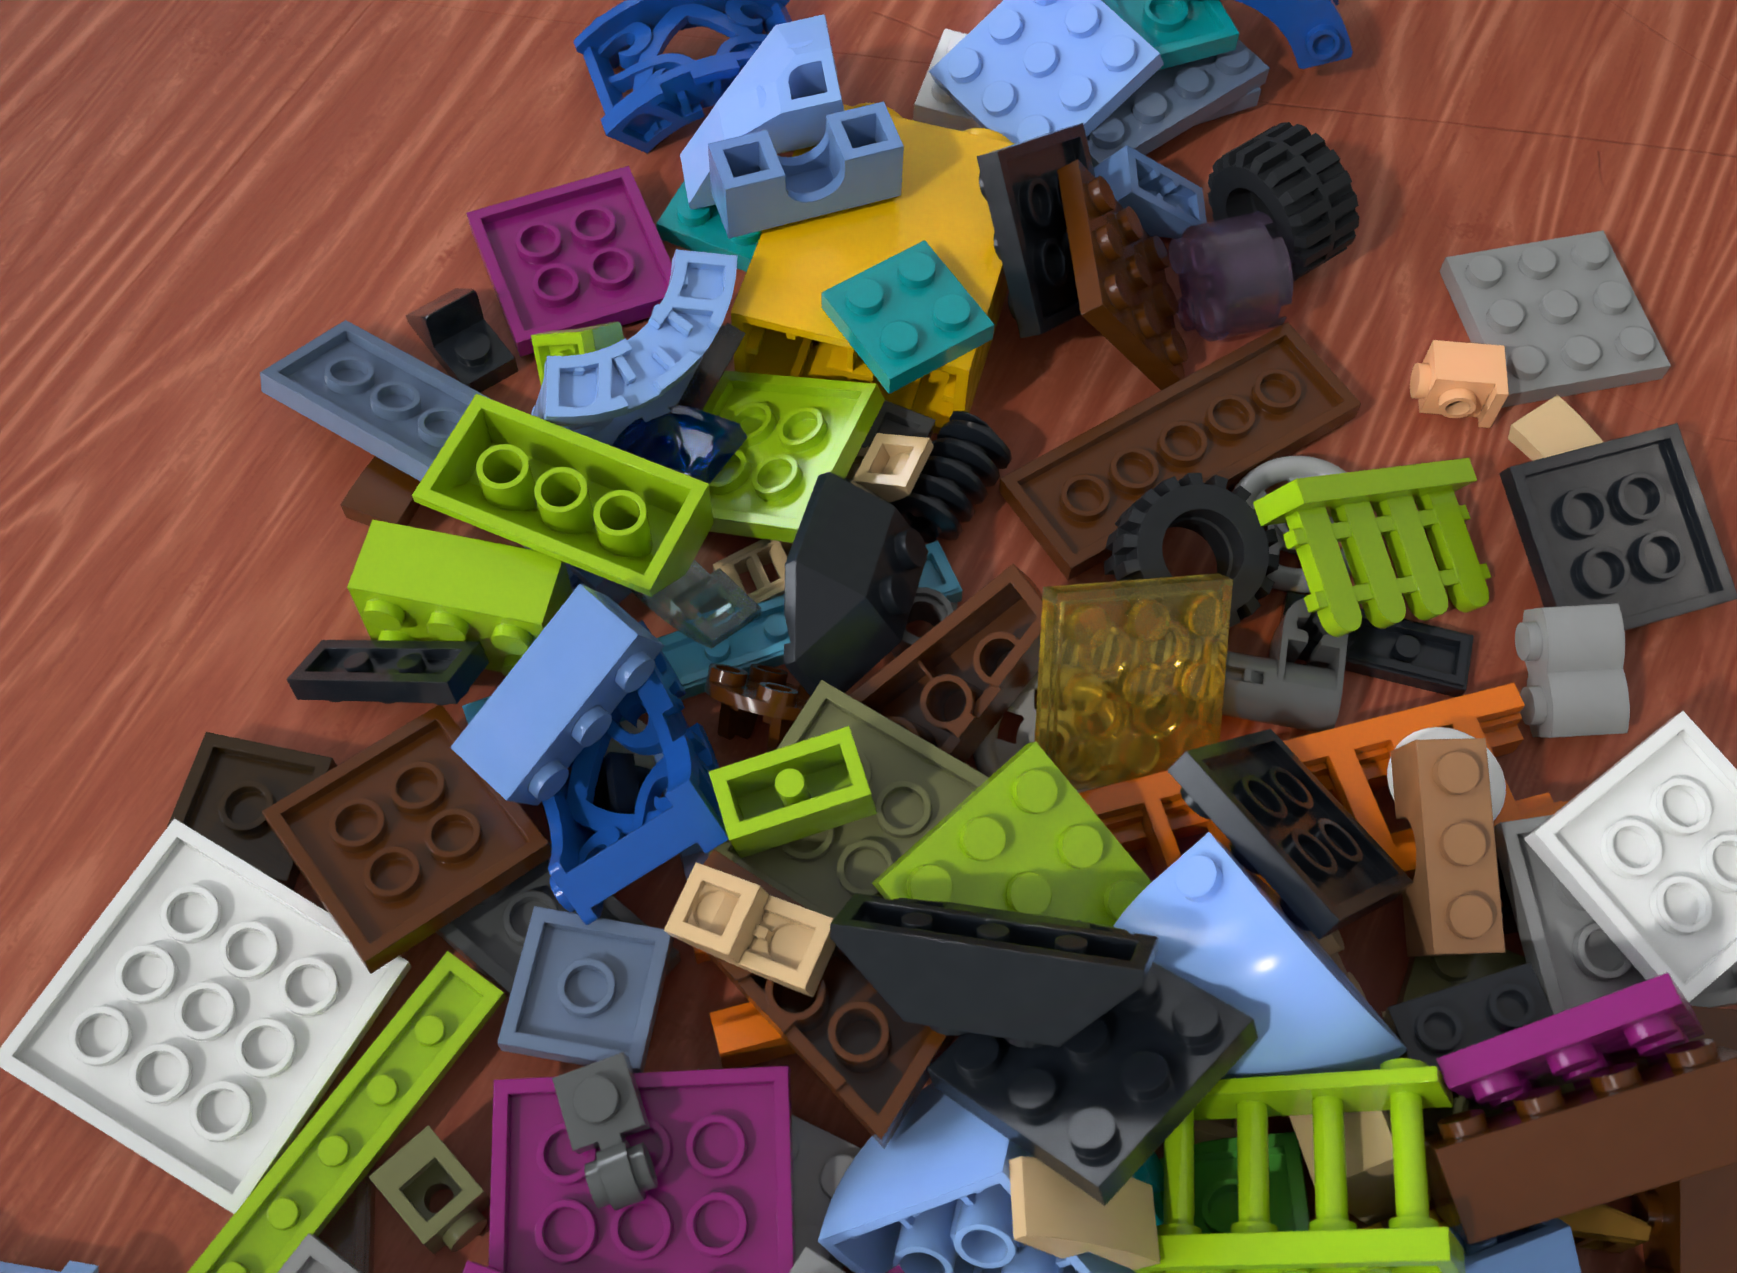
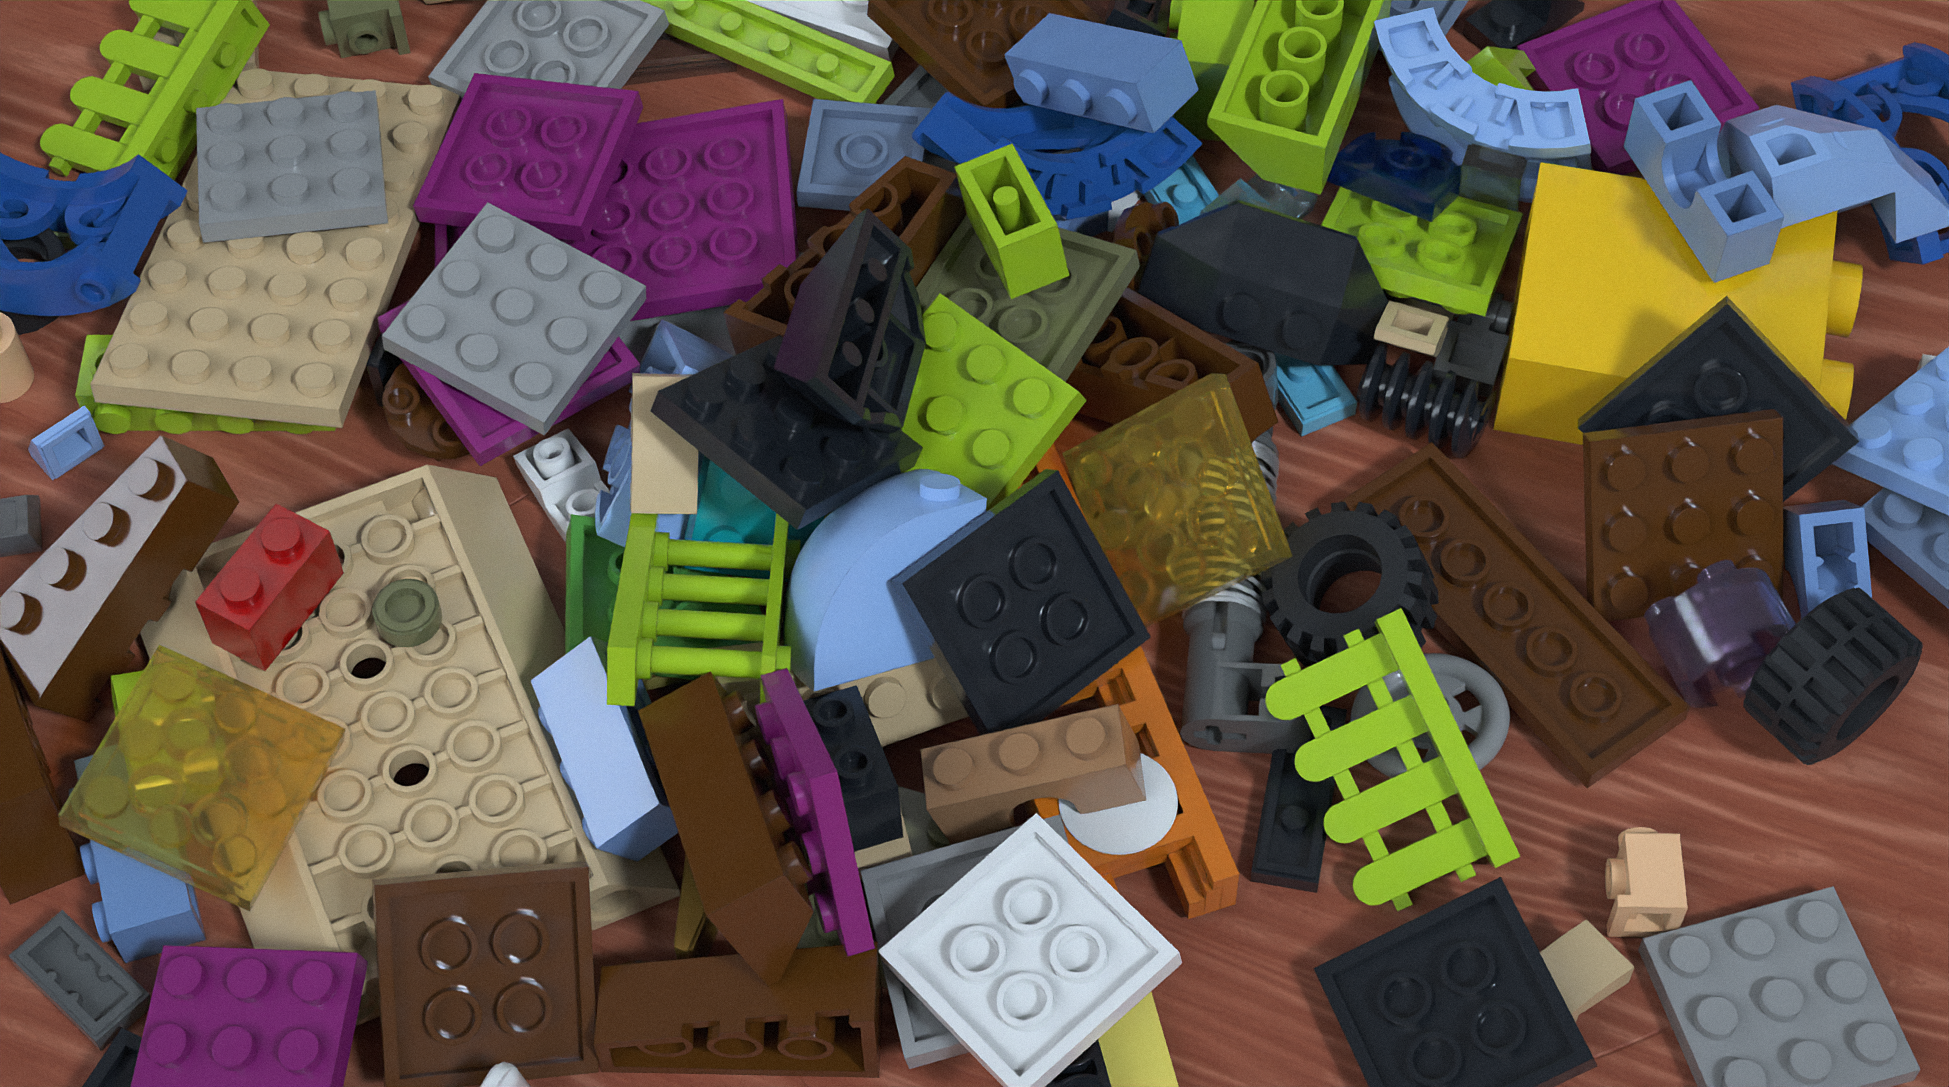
camera: 90 degrees right, 5 degrees down
(416, 1175) = (705, 83): olive brick -> none
(600, 1110) = (751, 160): dark grey plate -> none
(752, 929) = (891, 186): tan slope -> none
(907, 316) = (1558, 296): teal plate -> none
(1574, 671) = (1273, 954): light grey brick -> none

